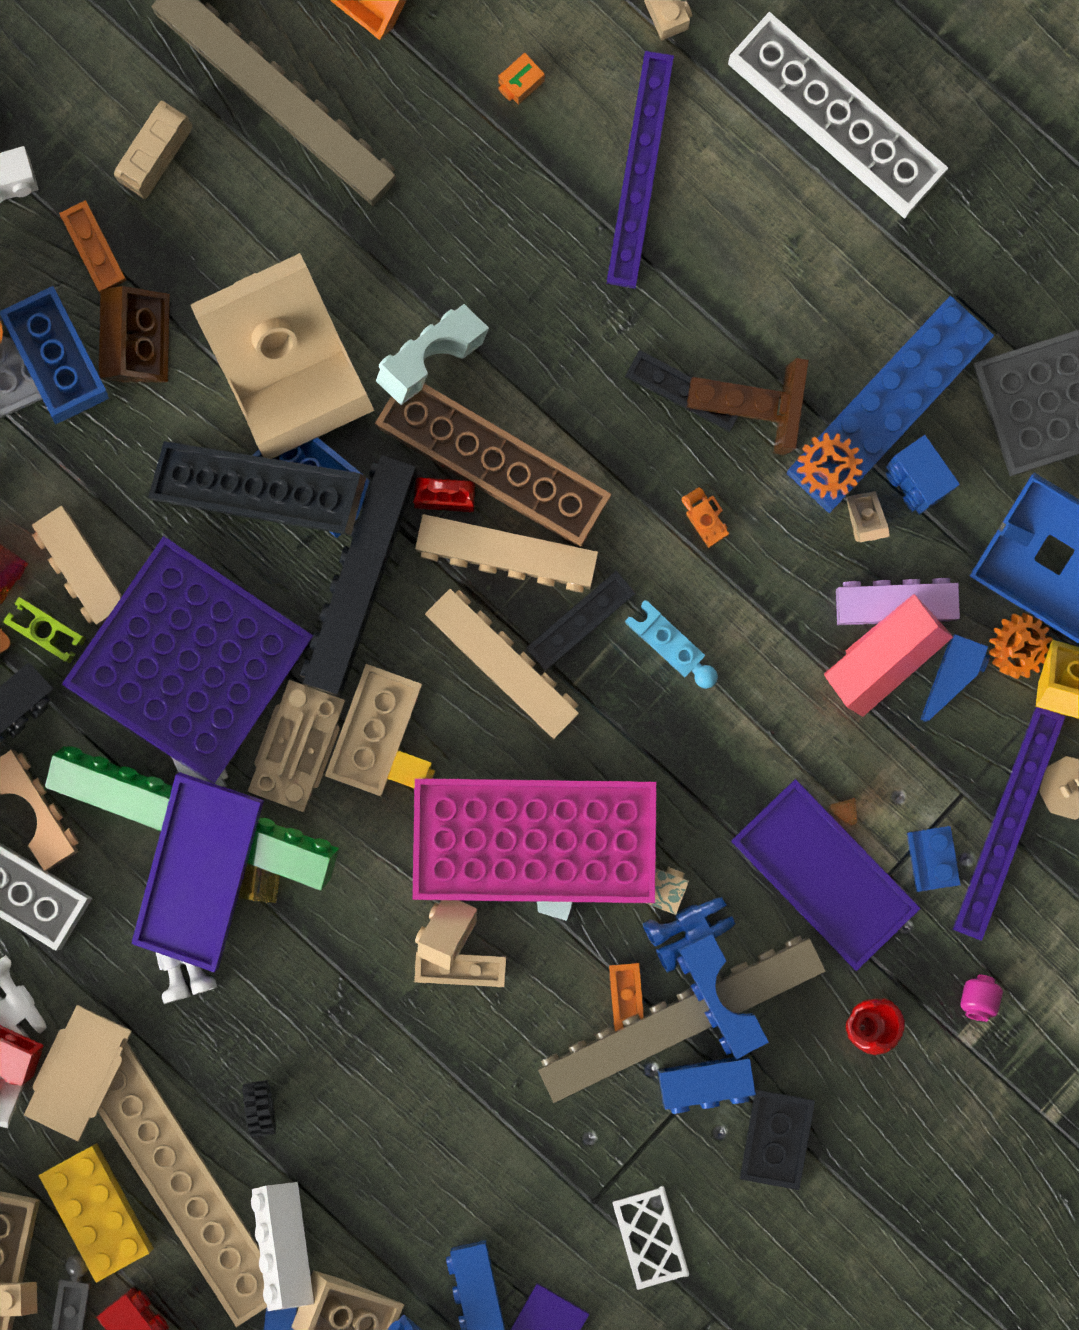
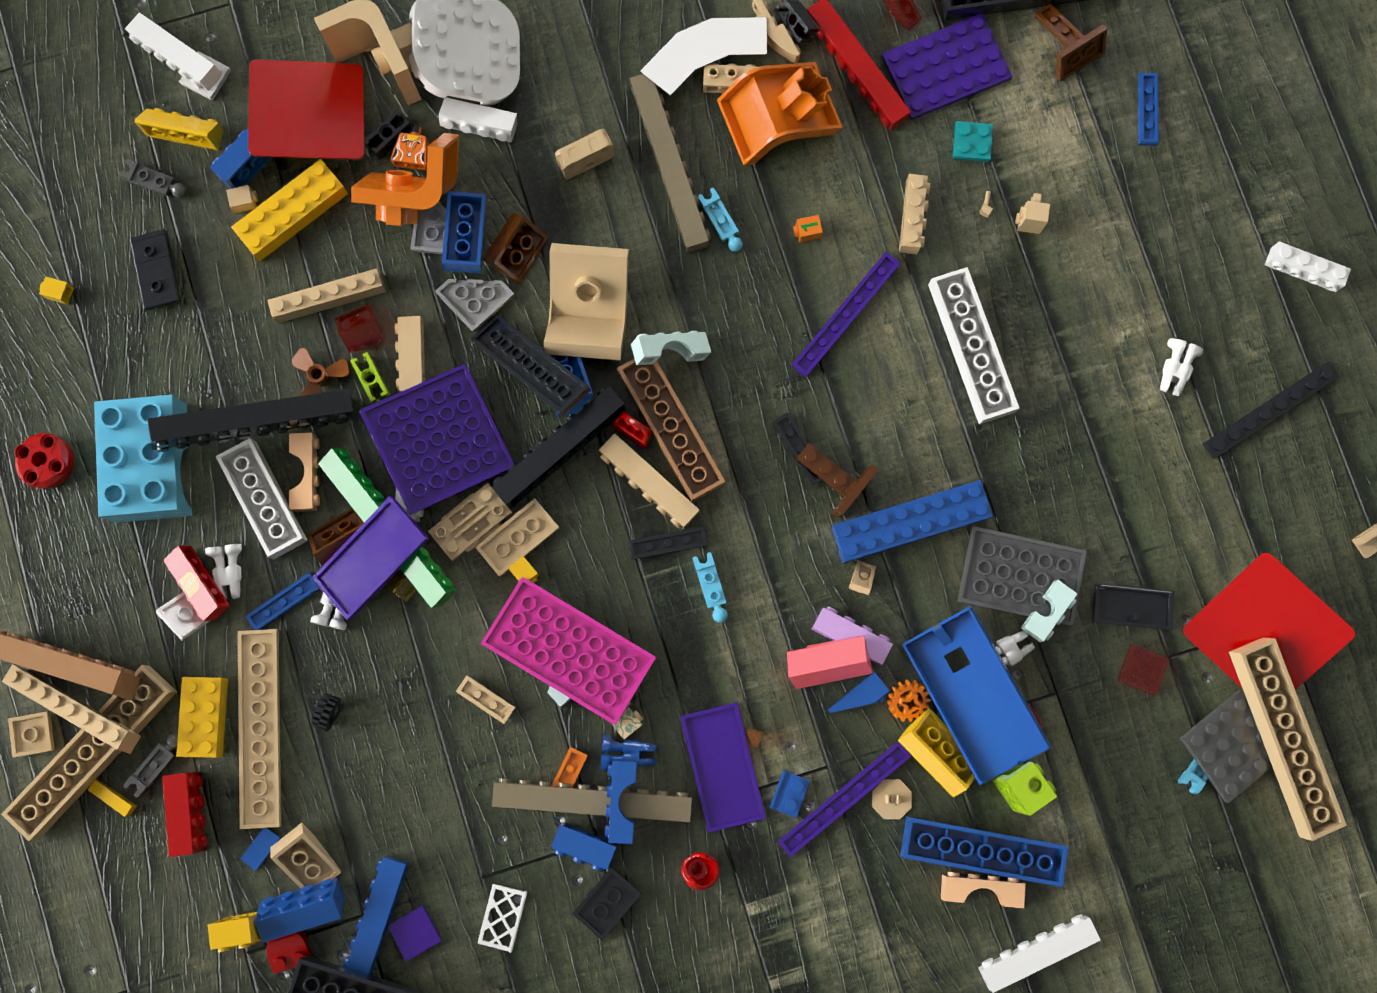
camera: 30 degrees right, 5 degrees down
(77, 1072) = (238, 632): tan piece -> none
(92, 246) = (522, 188): orange plate -> none
(118, 980) = (282, 602): none -> blue tile
(120, 440) = (474, 299): none -> light grey plate
(126, 868) = (331, 536): none -> reddish brown slope
(282, 1246) = (291, 798): white brick -> none
(393, 135) = (721, 220): none -> medium azure plate
(446, 932) = (489, 673): tan brick -> none
(502, 664) = (610, 542): tan brick -> none
(704, 517) = (770, 525): orange piece -> none
(828, 452) = (866, 539): orange gear -> none
(921, 475) = (906, 571): blue brick -> none
(981, 998) = (770, 890): dark pink head -> none

